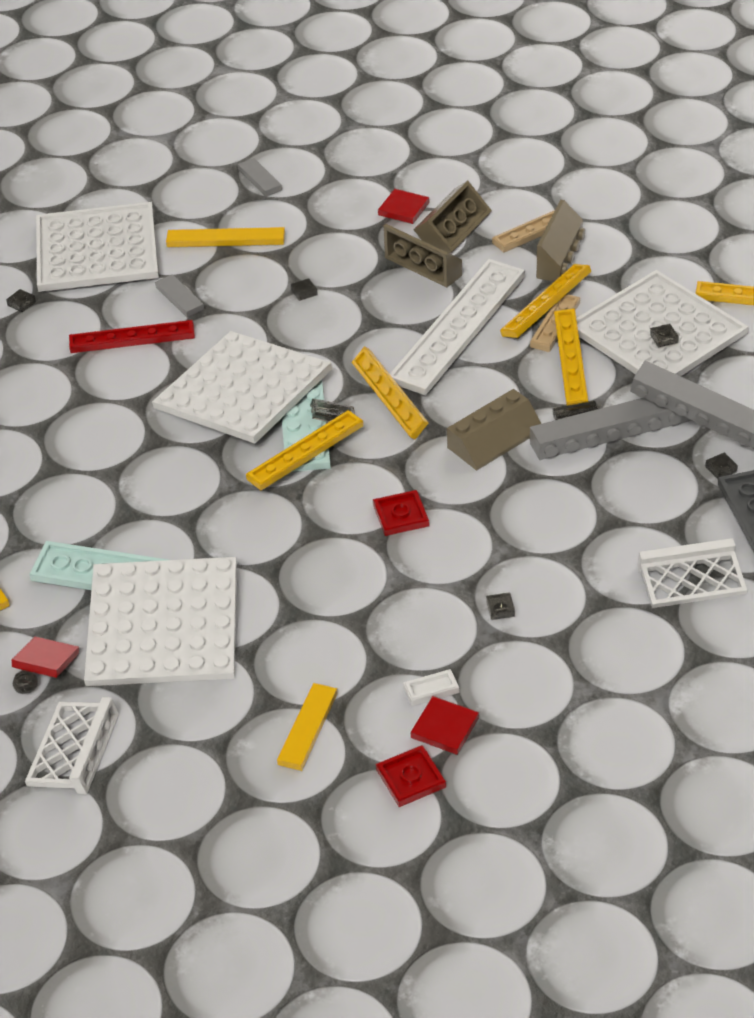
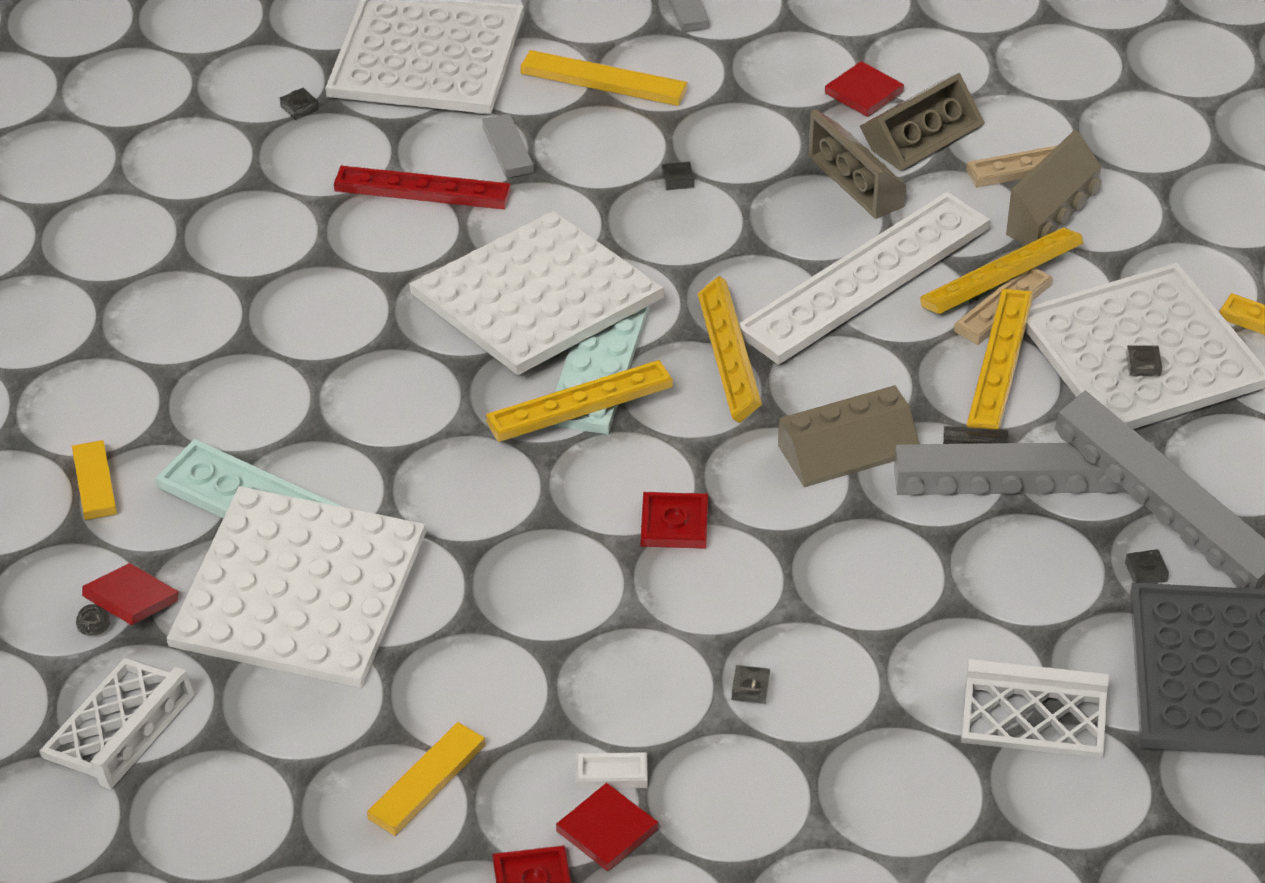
camera: 15 degrees right, 0 degrees up
(328, 410) = (634, 353): clear smoke tile -> none

